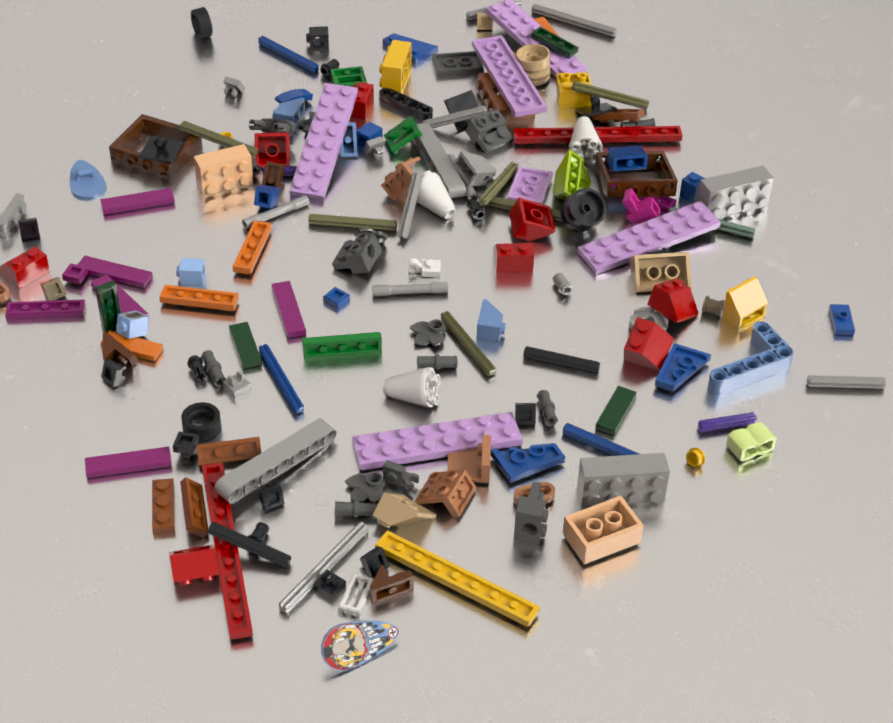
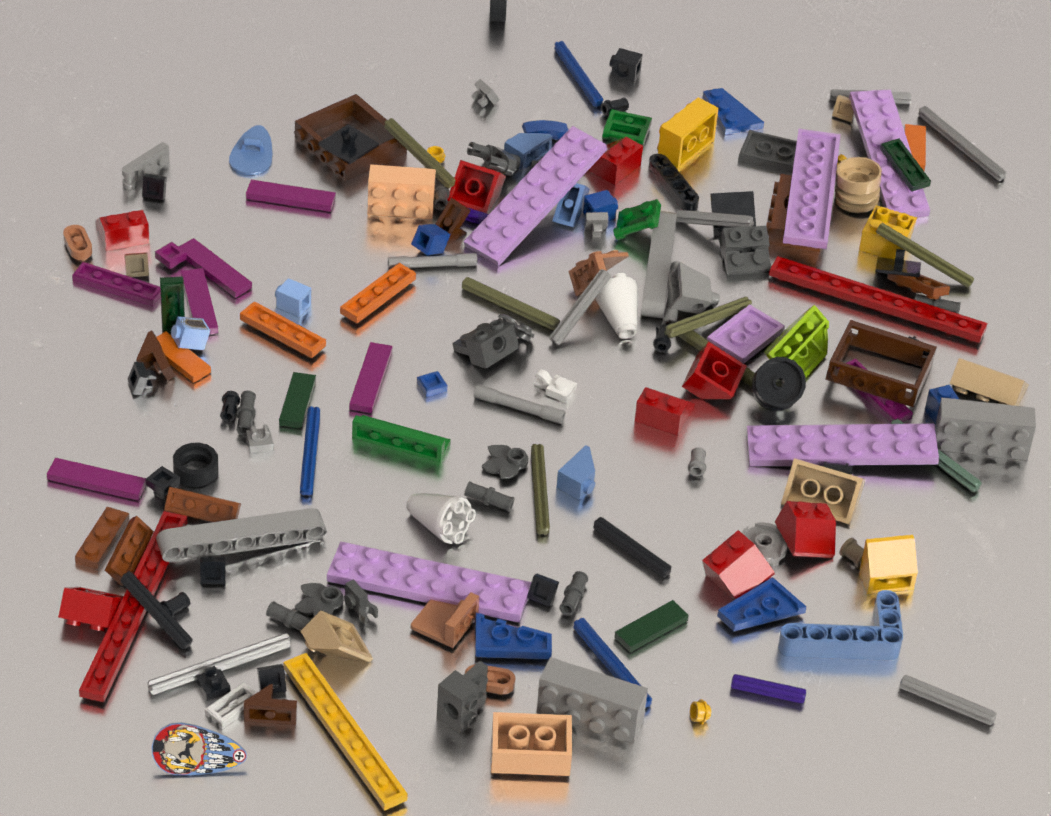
camera: 25 degrees right, 0 degrees up
(451, 488) = (401, 638): nougat bracket -> none
(585, 140) = (847, 300): white cone -> none
(627, 158) = (875, 340): blue brick -> none
(637, 210) = (852, 408): dark pink brick -> none
(710, 163) = (987, 383): none -> tan slope
(751, 441) = (776, 720): yellowish green brick -> none
(841, 319) = (1003, 627): blue plate -> none

